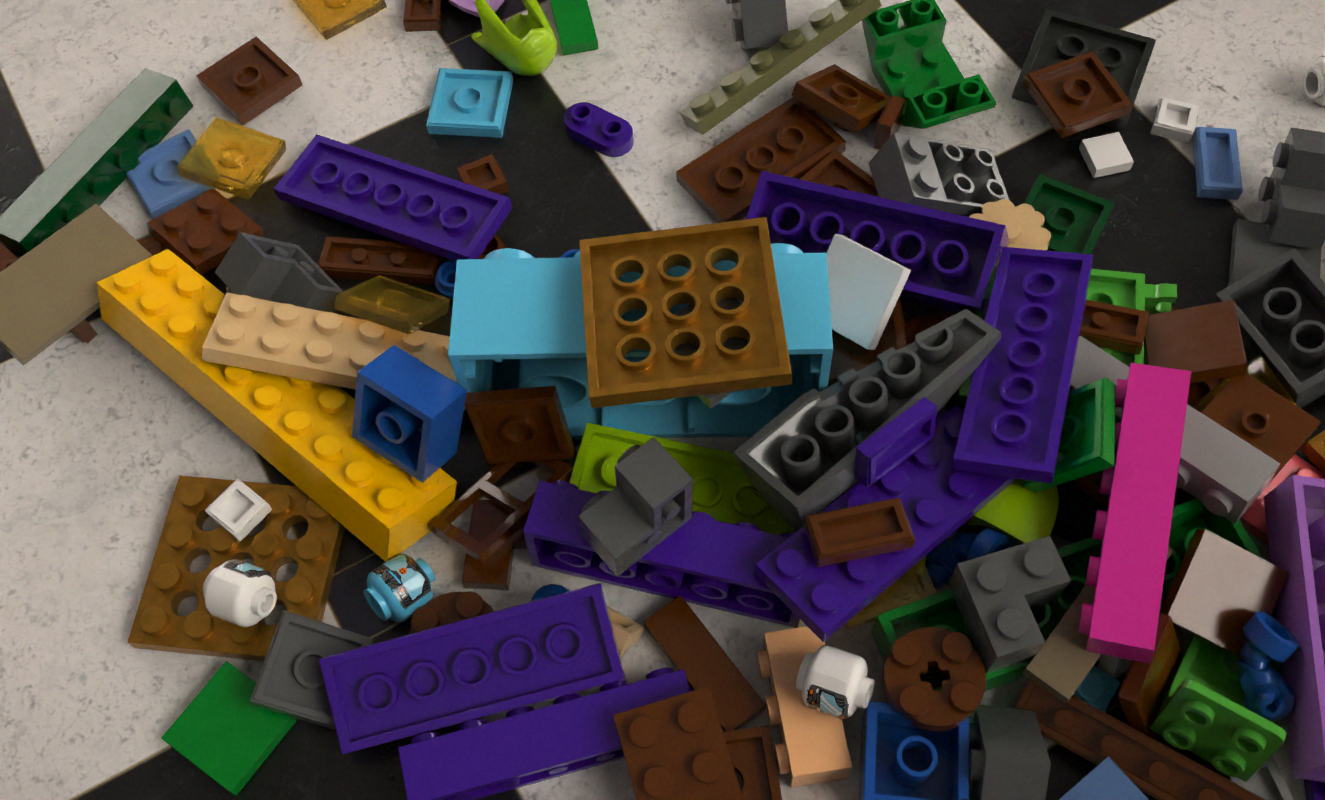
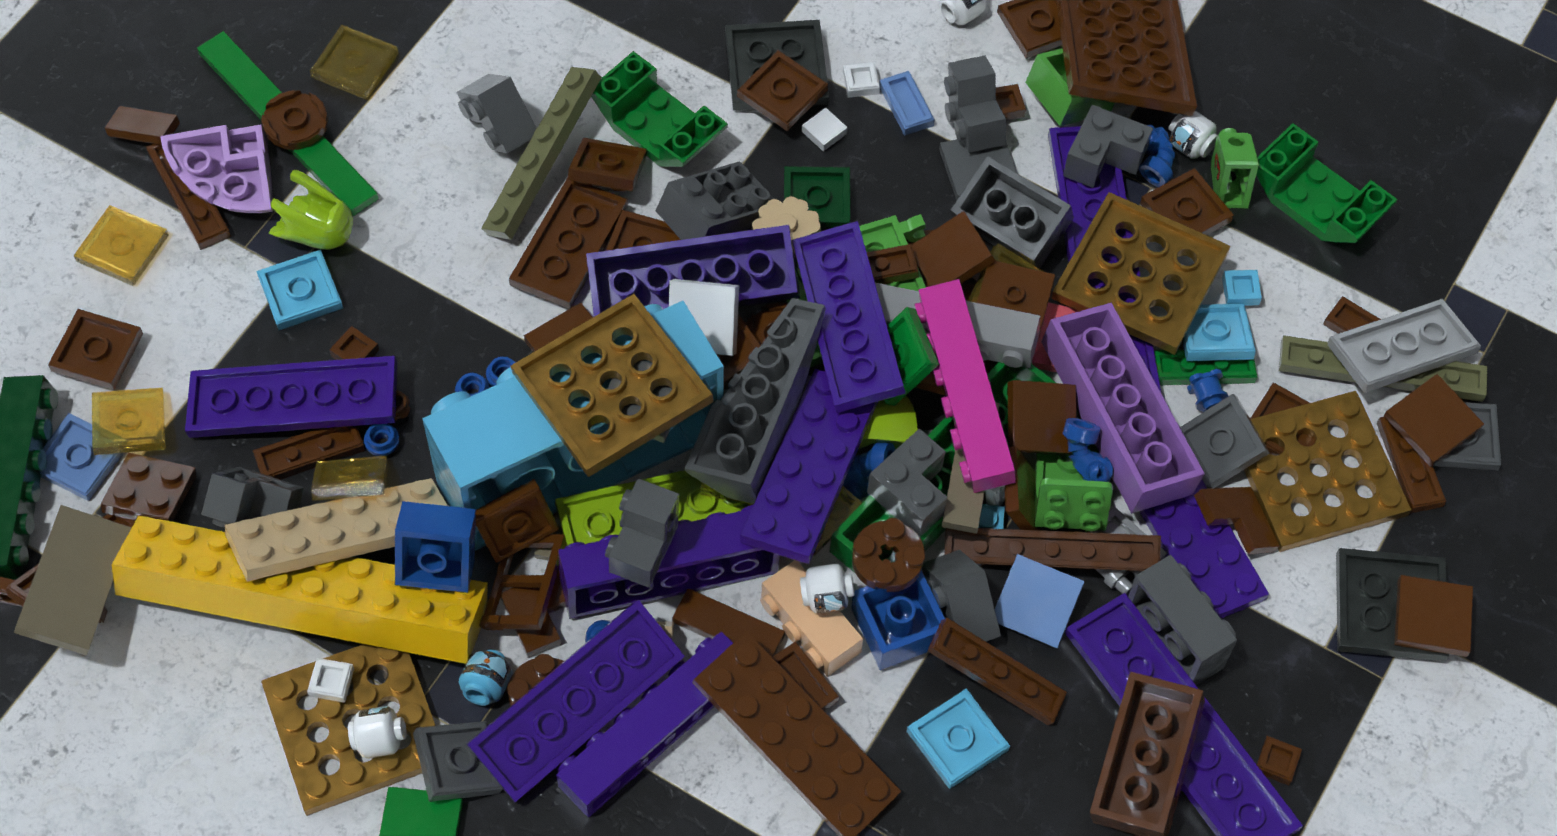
camera: 35 degrees left, 0 degrees up
(593, 127) = (420, 268): dark purple plate -> none
(858, 532) = (797, 482): reddish brown tile -> none
(889, 120) = (652, 170): reddish brown tile -> none
(895, 442) = (791, 411): dark purple tile -> none

